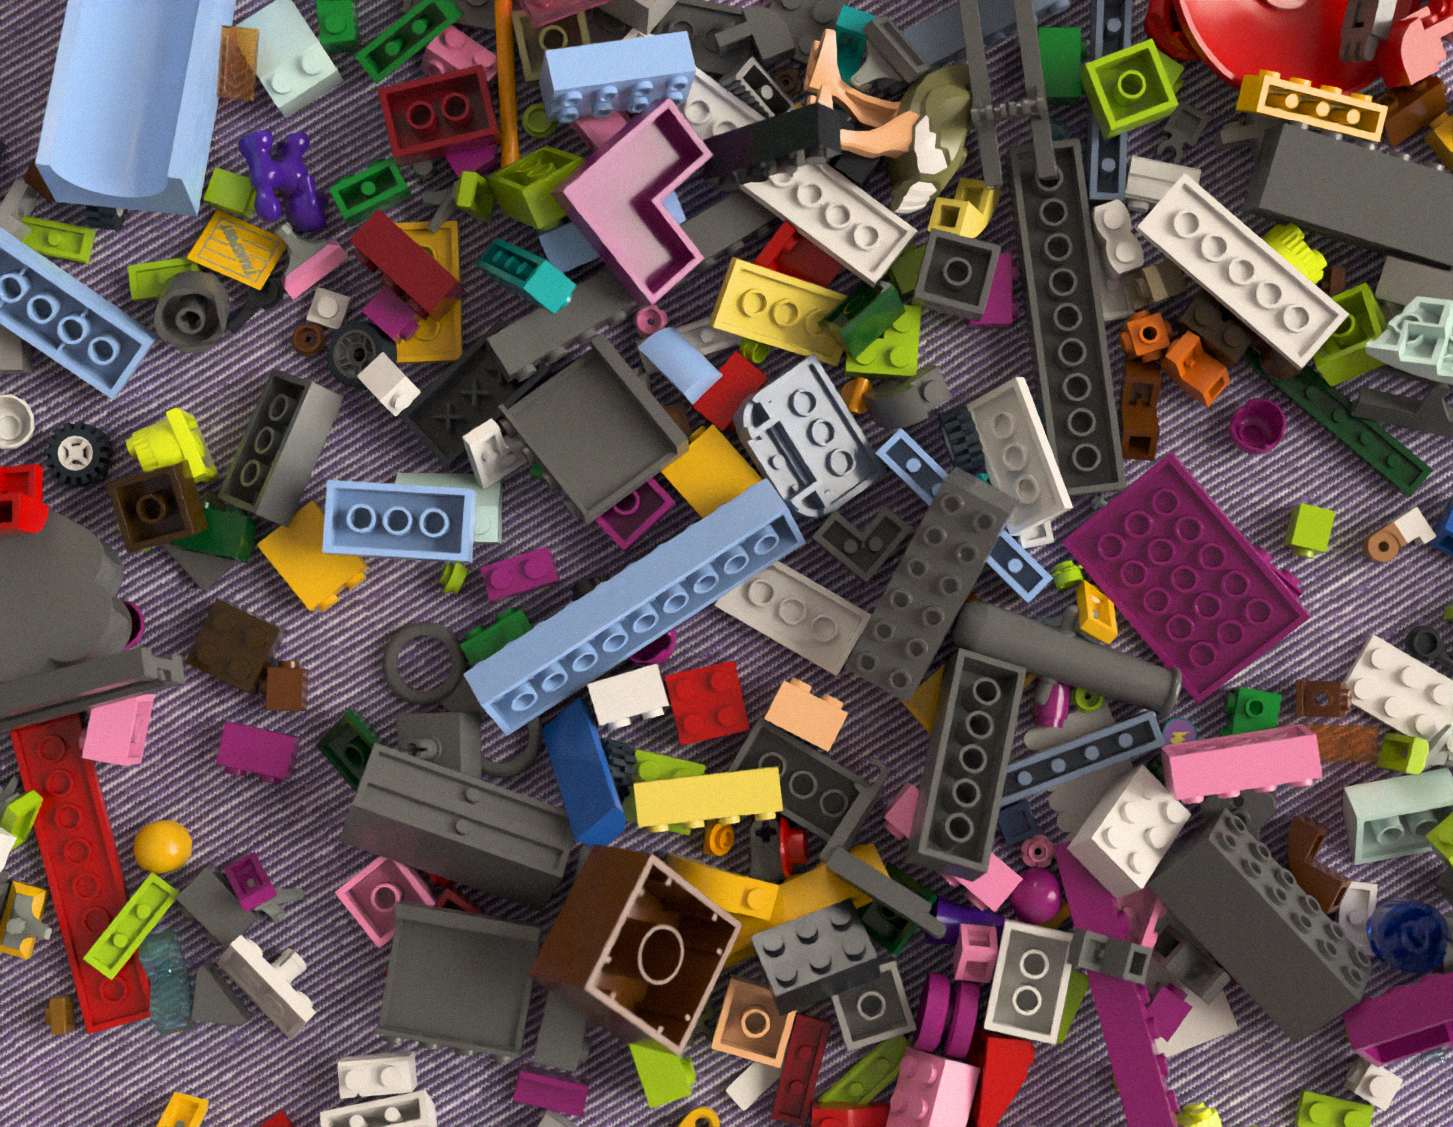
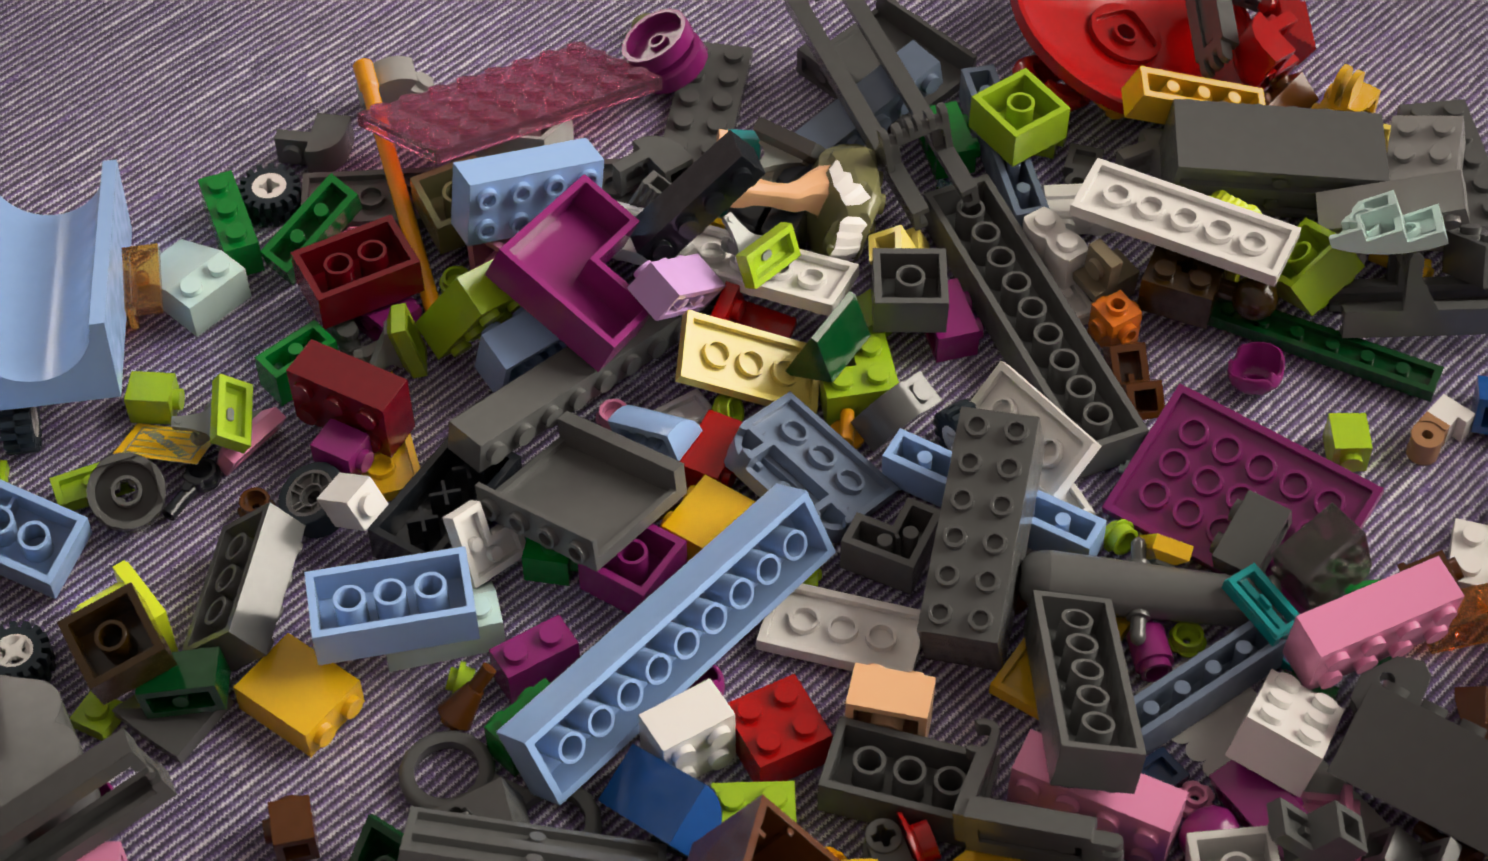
camera: 15 degrees left, 35 degrees down
(236, 646) = (225, 797): dark brown brick -> none
(288, 175) = (197, 365): dark purple animal -> none
(290, 255) = (226, 420): none -> lime piece
(329, 309) = (272, 474): white plate -> none
(446, 607) = (460, 708): none -> reddish brown cone
(526, 275) = (478, 370): teal brick -> none
(708, 797) = (821, 787): light yellow brick -> none
(730, 234) = (675, 285): none -> lavender brick
(824, 203) = (760, 255): none -> lime piece
(1146, 680) = (1257, 606): none -> teal tile
(1175, 627) = (1252, 535): none -> dark grey brick
(1194, 369) = (1173, 339): orange brick -> none
(1224, 681) = (1322, 559): none -> clear smoke brick

